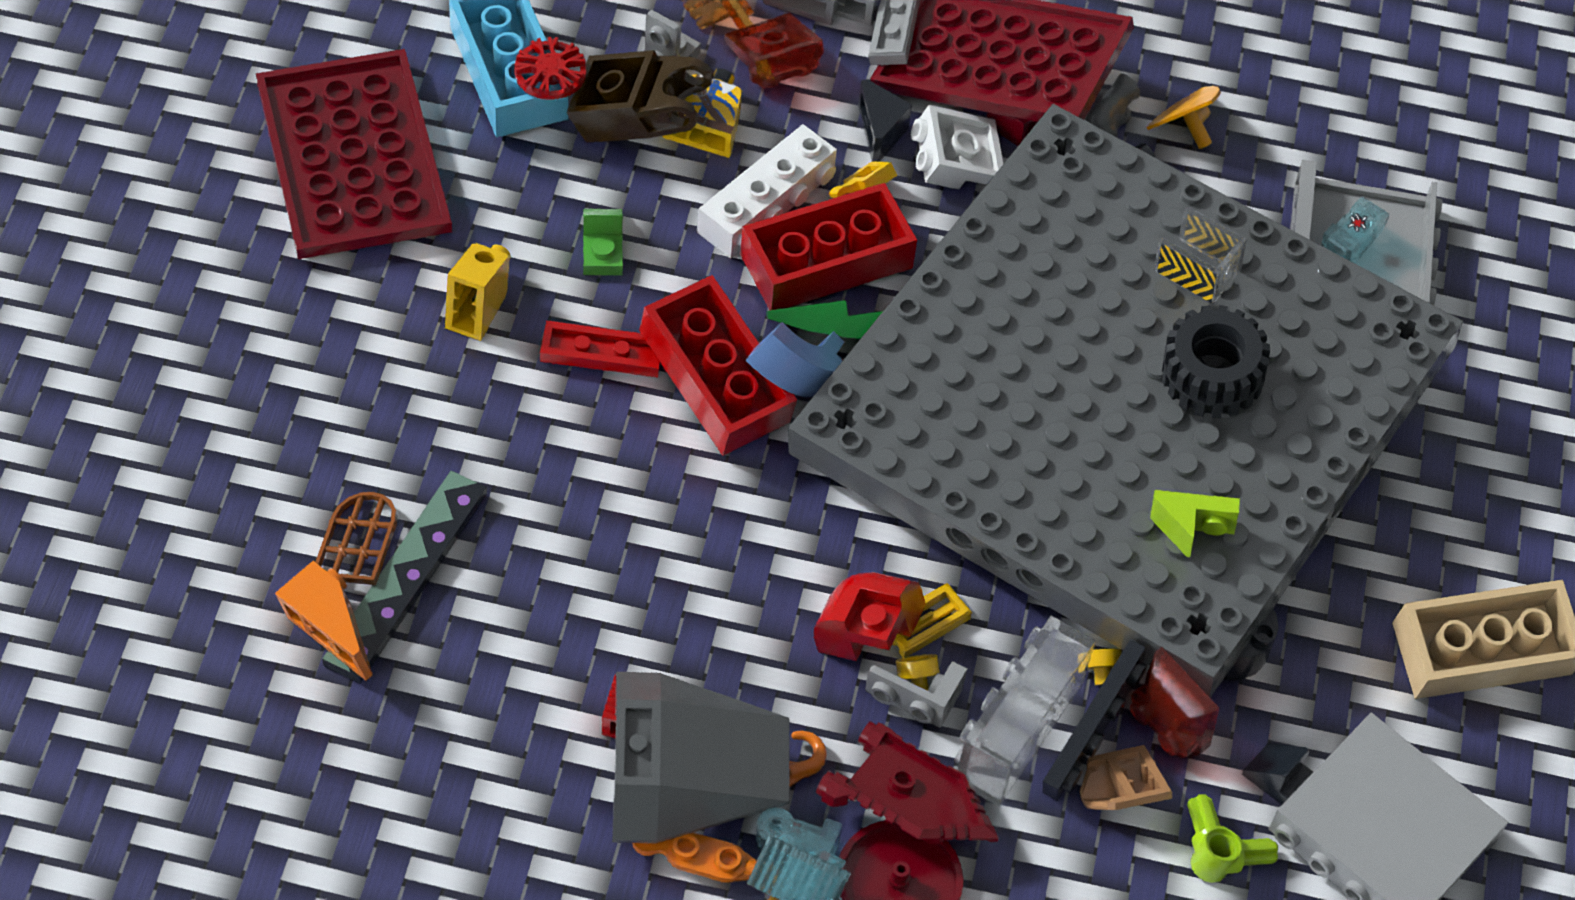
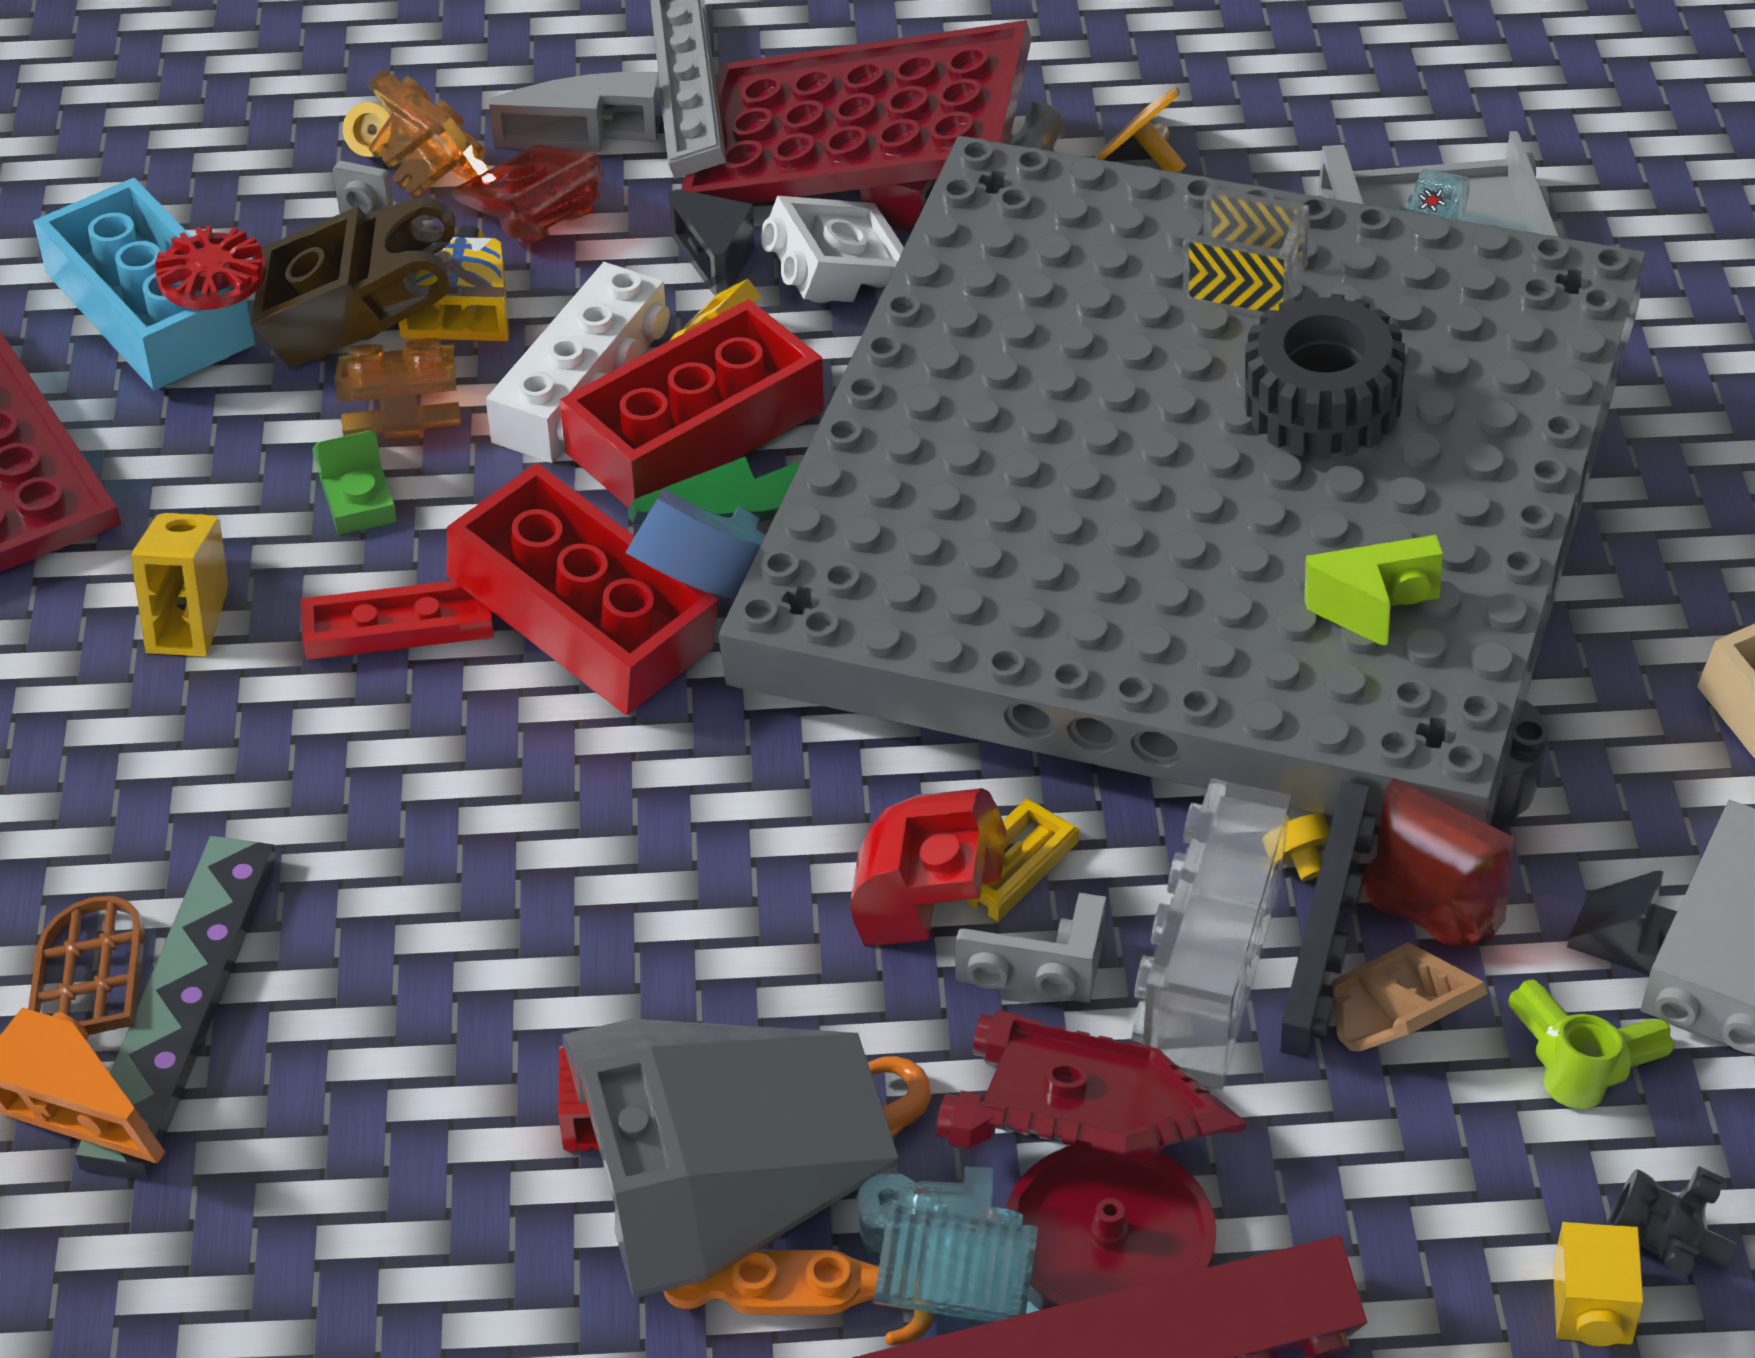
camera: 10 degrees left, 10 degrees down
(648, 174) = (396, 381): none -> clear orange plate
(918, 668) = (1028, 920): yellow tile -> none

